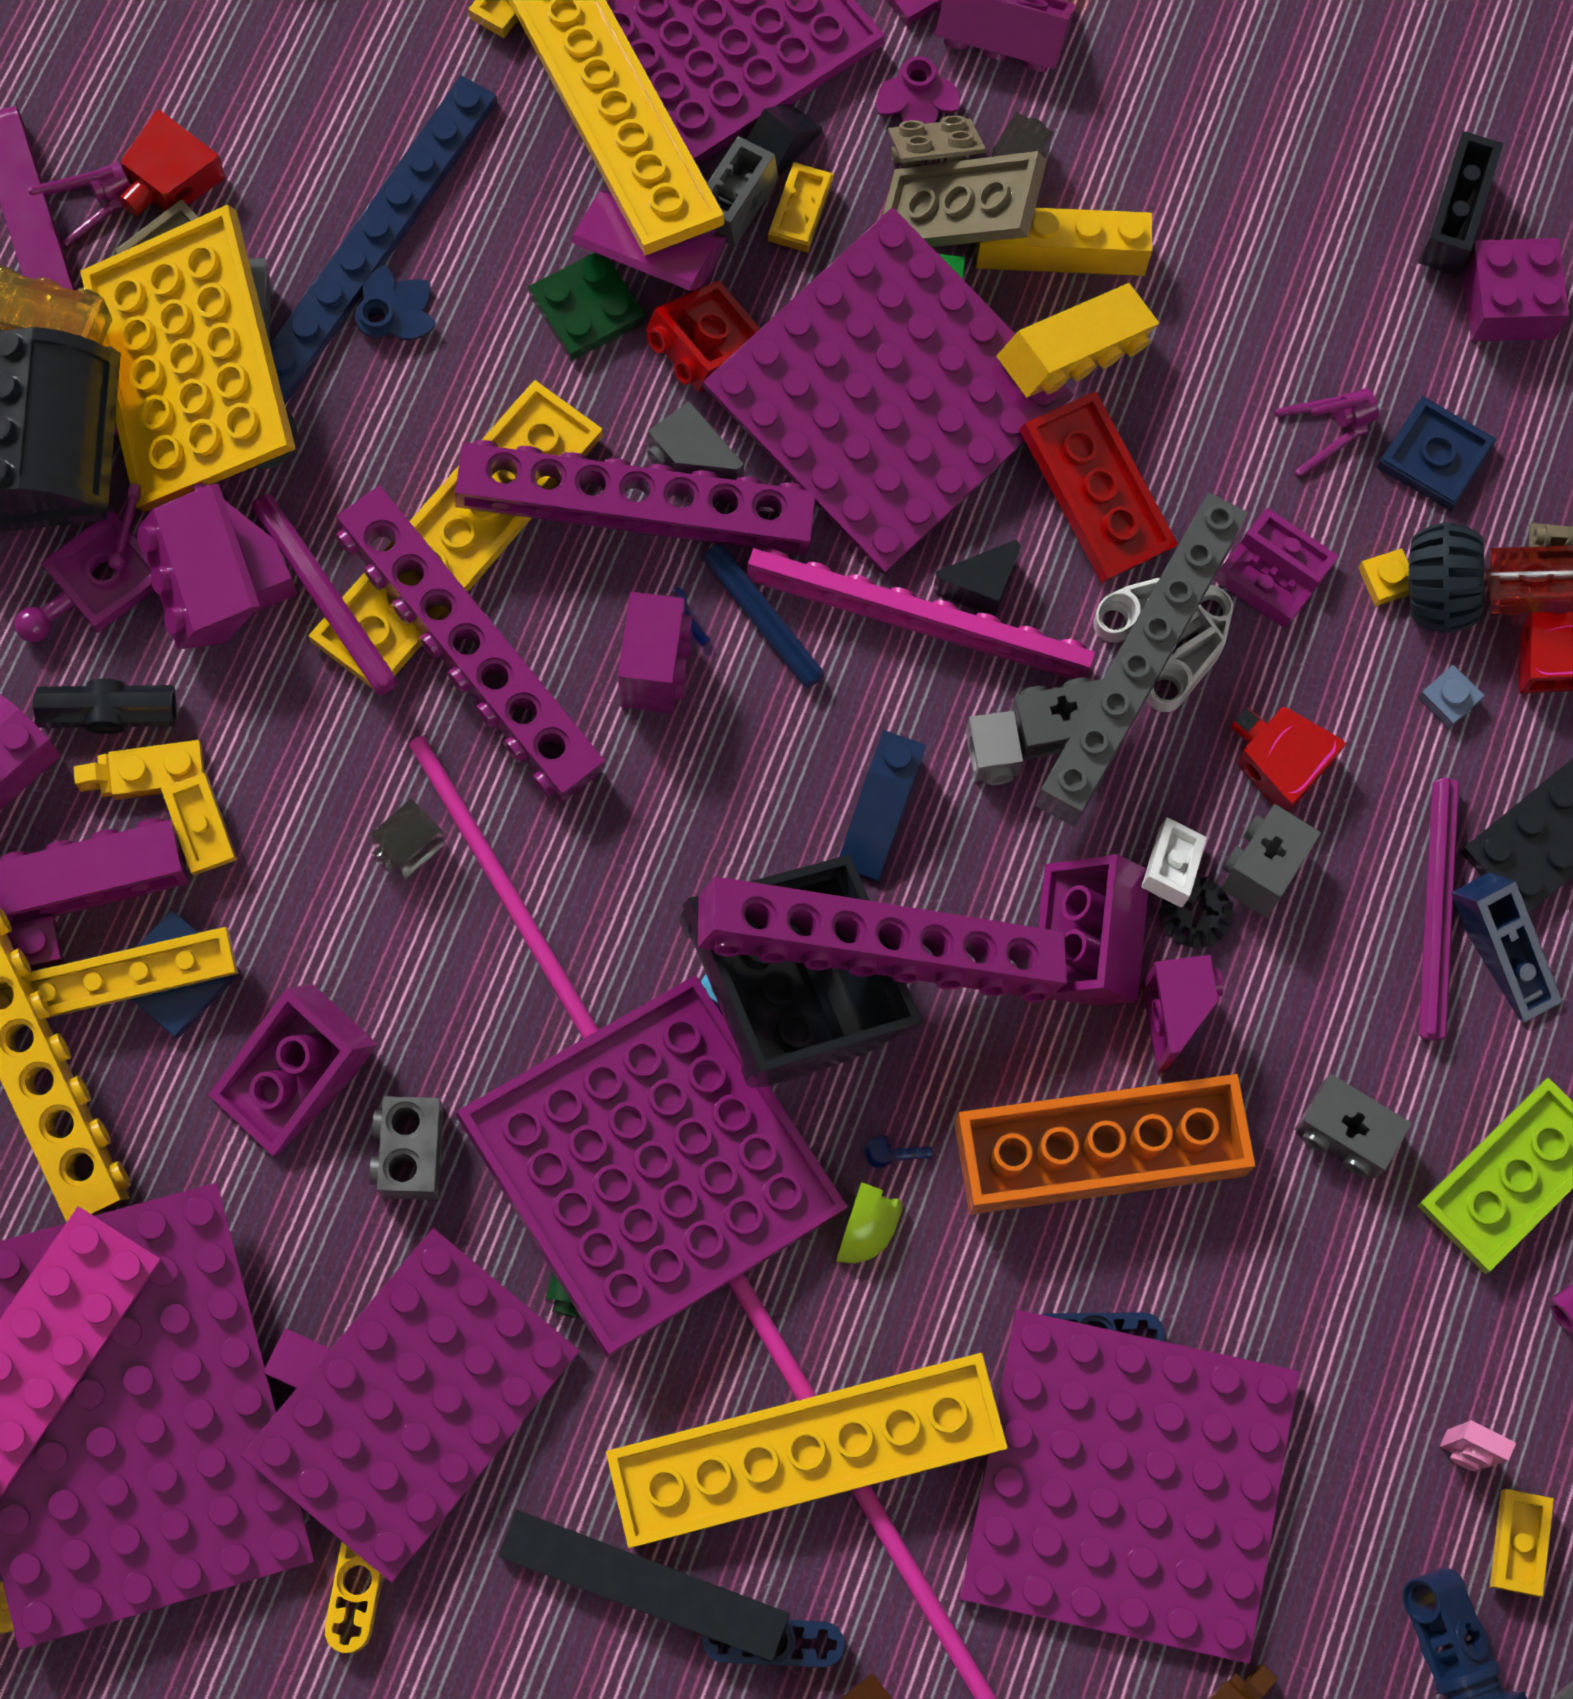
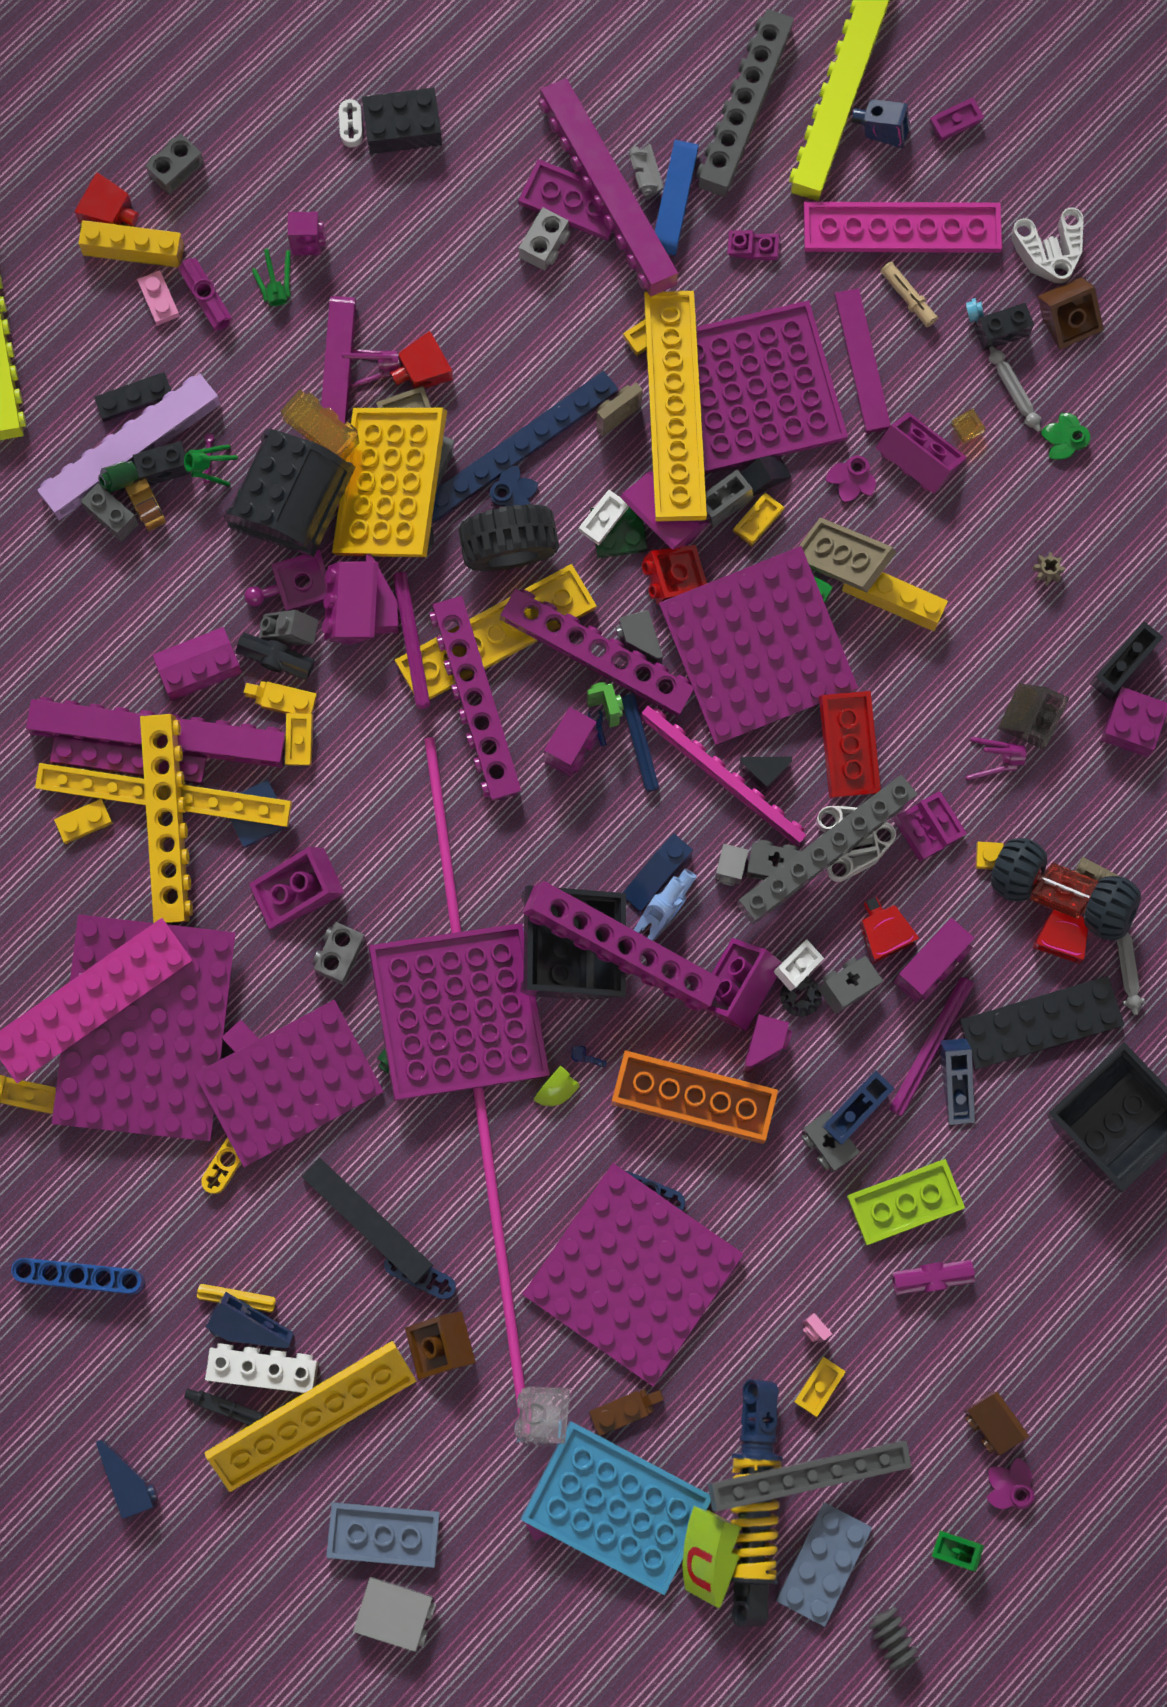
camera: 25 degrees right, 5 degrees up
(111, 649) = (289, 627): none -> dark grey slope
(117, 560) = (310, 579): magenta hinge -> none
(406, 840) = (402, 791): clear smoke brick -> none
(417, 367) = (508, 537): none -> black tyre
(511, 117) = (619, 409): none -> dark tan plate
(557, 288) = (603, 517): none -> white plate
(688, 564) = (604, 694): none -> bright green bracket
(805, 1450) = (476, 1188): yellow plate -> none
(921, 848) = (666, 904): none -> light blue connector
(949, 139) = (848, 511): dark tan hinge -> none
(1023, 136) = (895, 532): clear smoke brick -> none
(1078, 341) = (873, 659): yellow brick -> none
(1277, 116) = (1049, 575): none -> dark tan gear
(1359, 335) = (1033, 714): none -> clear smoke slope
(1376, 1047) = (858, 1107): none -> dark blue slope
(1387, 768) = (934, 961): none -> magenta brick
(1436, 453) = (1049, 797): dark blue tile -> none
(1451, 696) = (992, 935): sand blue plate -> none

